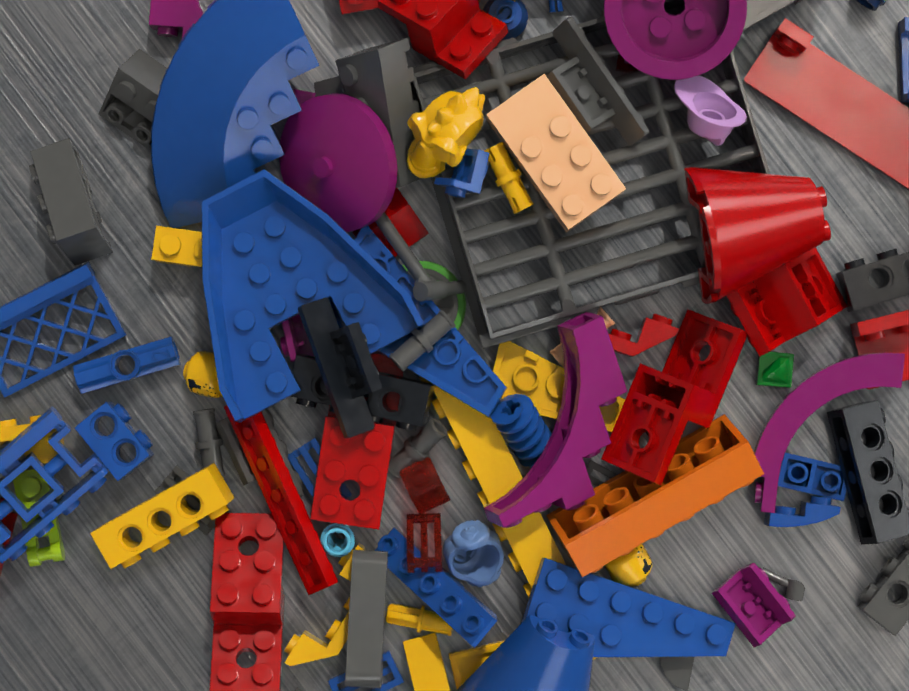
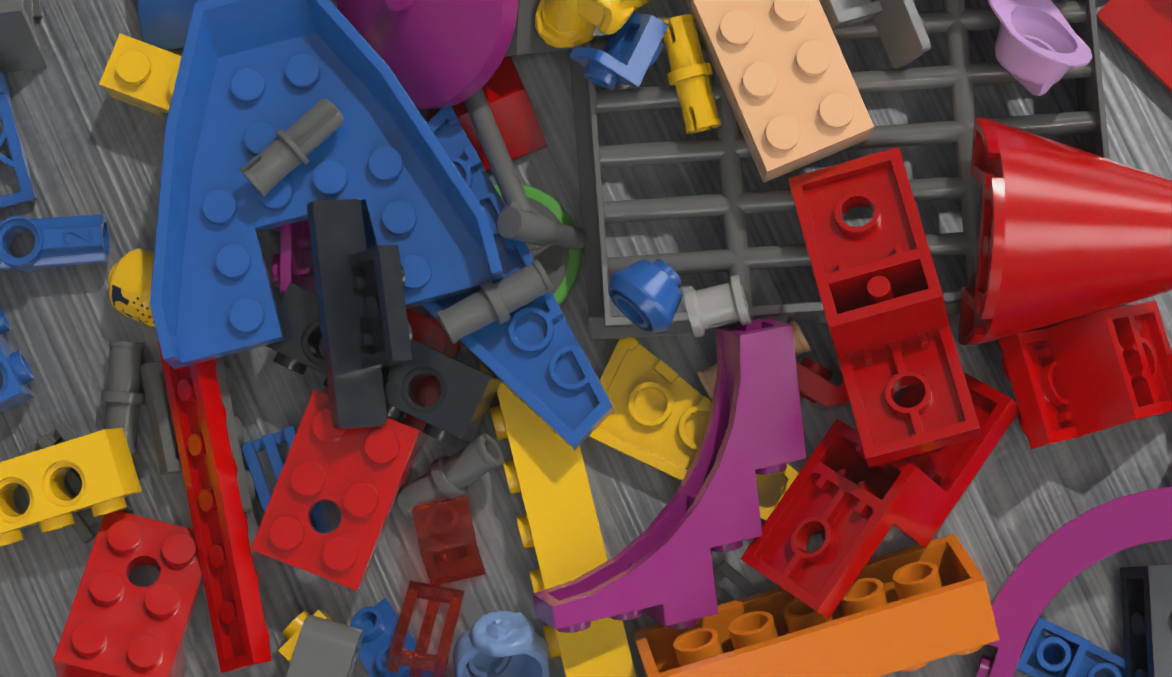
camera: 20 degrees right, 5 degrees down
(280, 275) = (292, 146): none -> dark grey axle
(334, 546) = (276, 596): medium azure cone -> none
(512, 316) = (647, 294): none -> blue cone
(521, 427) = (623, 480): blue piece -> none
(555, 313) = (717, 306): none -> light grey bush
(654, 293) = (884, 307): none -> red bracket
(775, 369) = (1050, 481): green tile -> none

